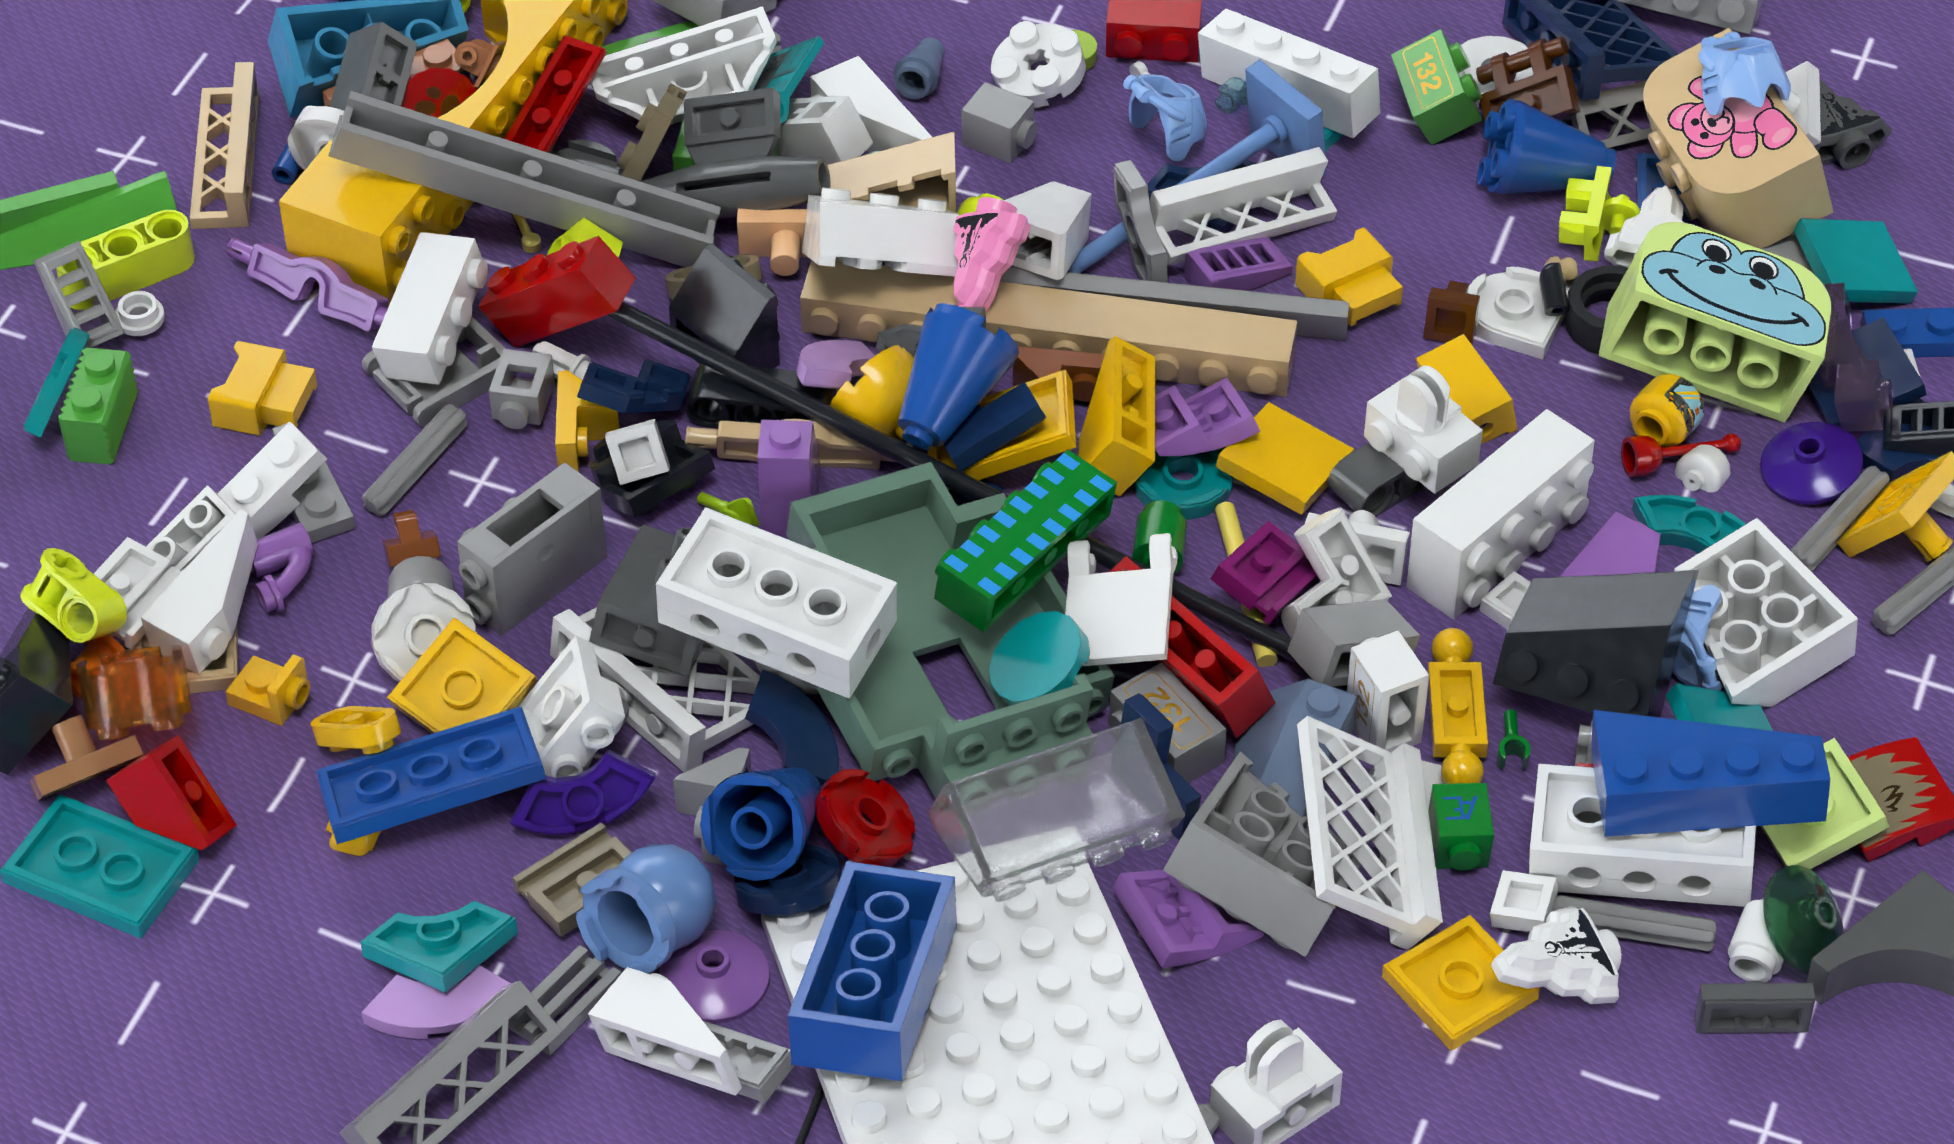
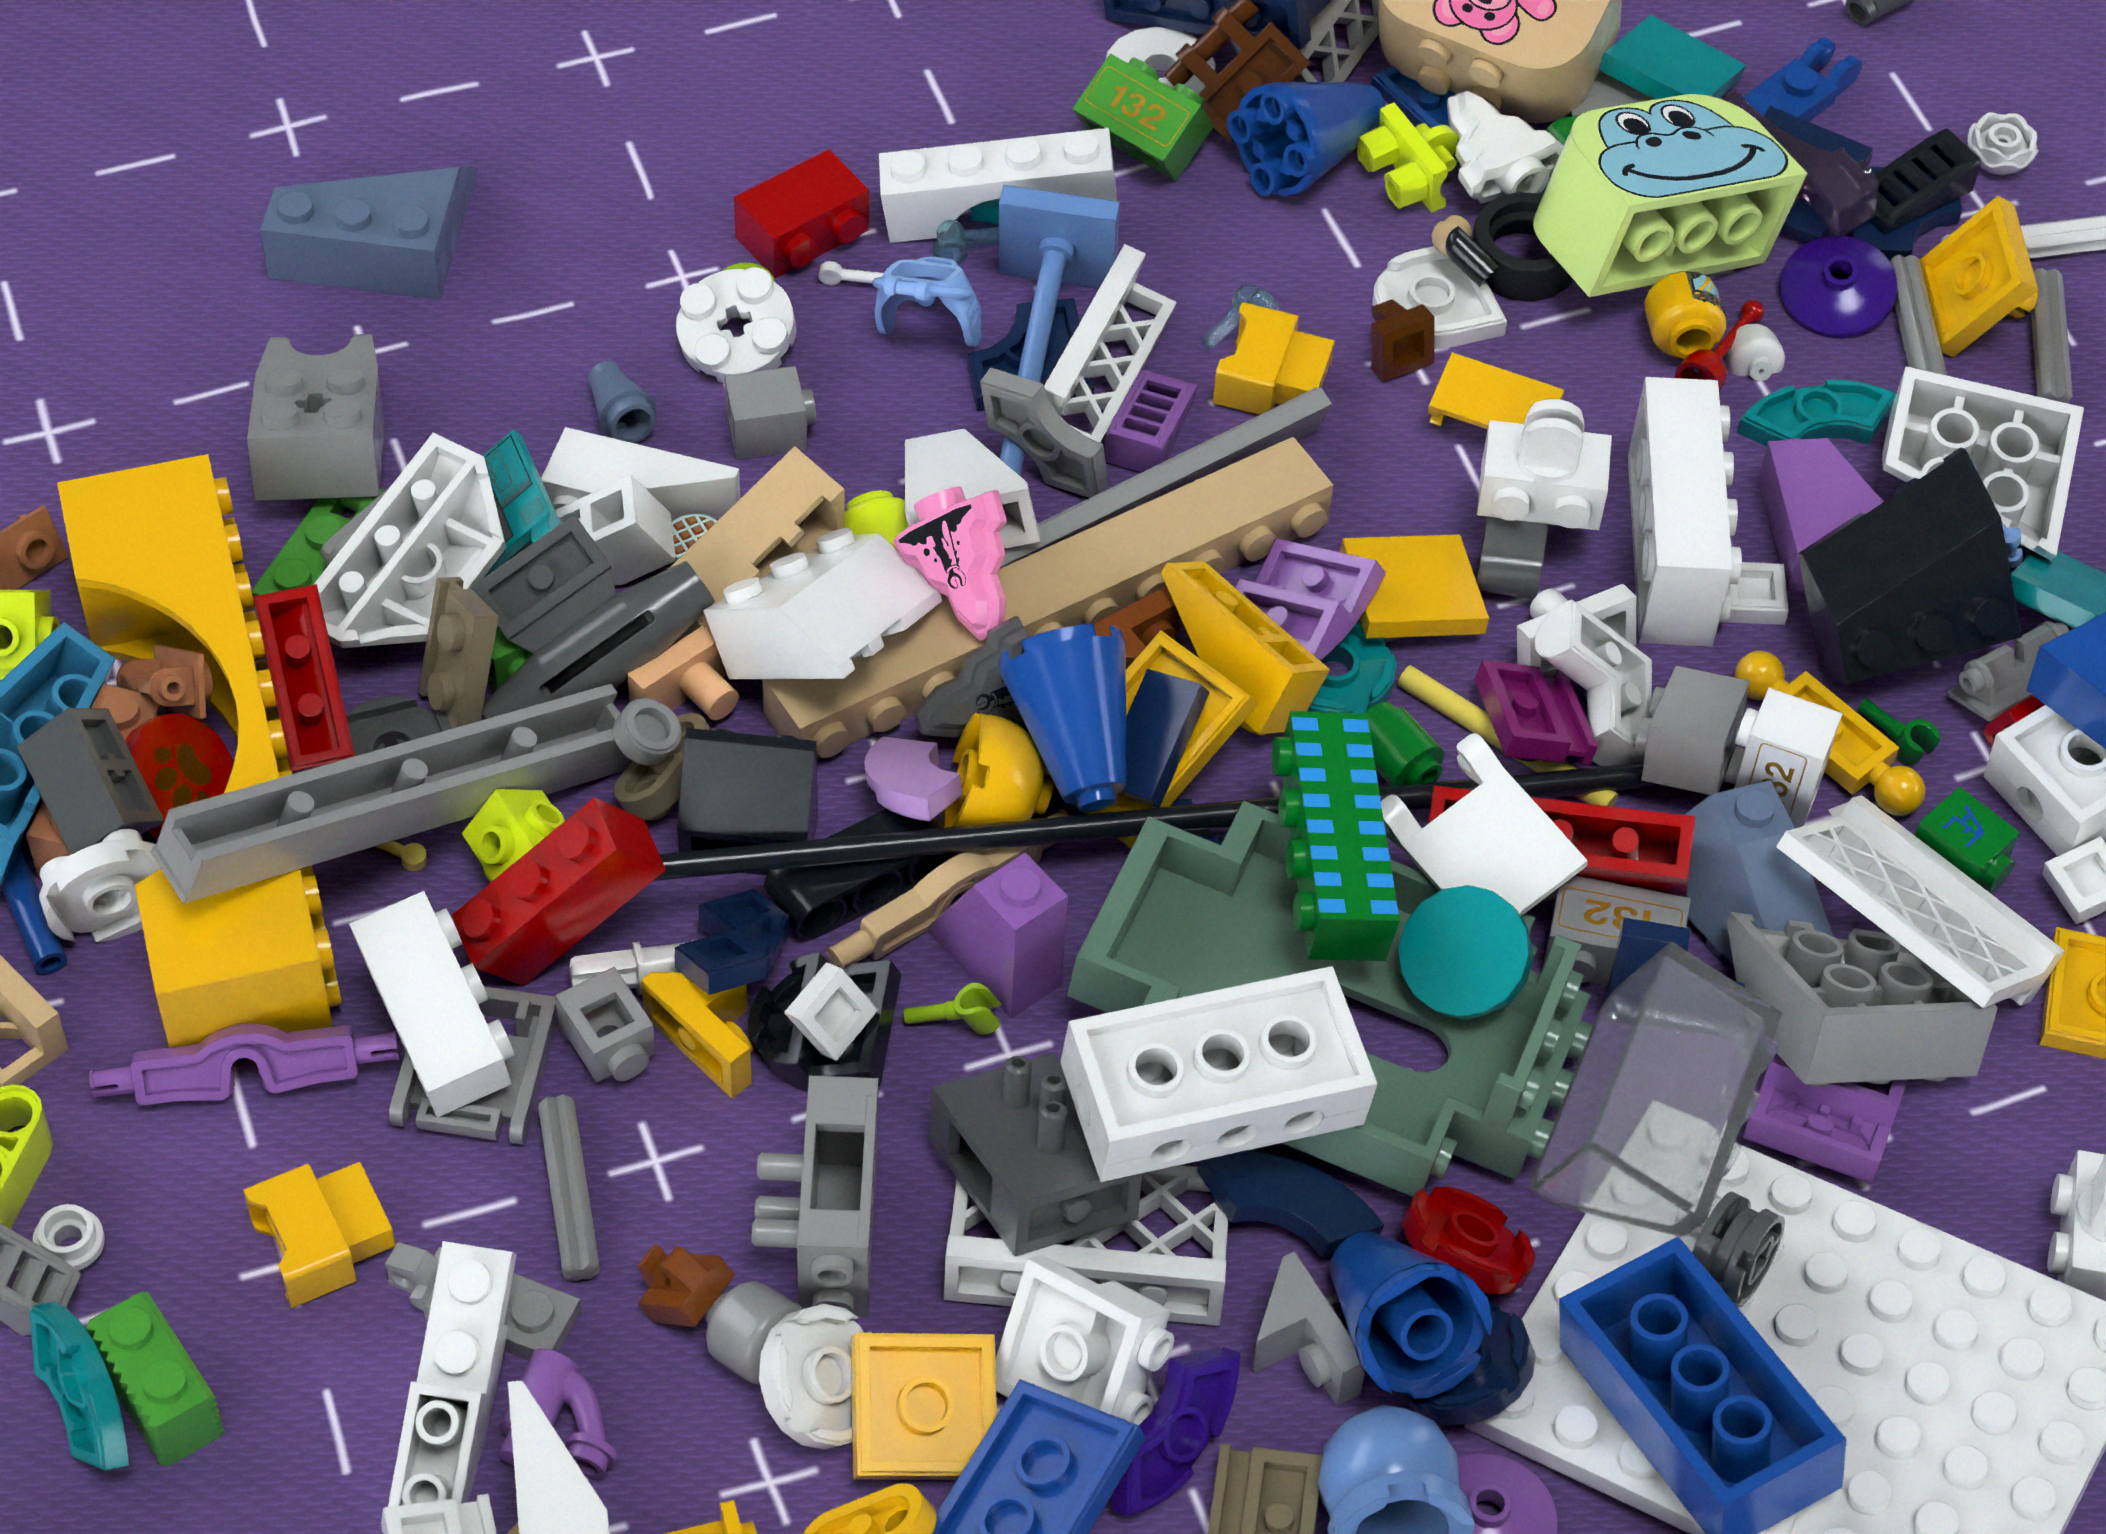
camera: 45 degrees left, 5 degrees up
(707, 232) = (647, 731): none -> light grey tile
(995, 920) = (1739, 1245): none -> dark grey wheel
(1384, 234) = (1247, 294): none -> clear light blue hand

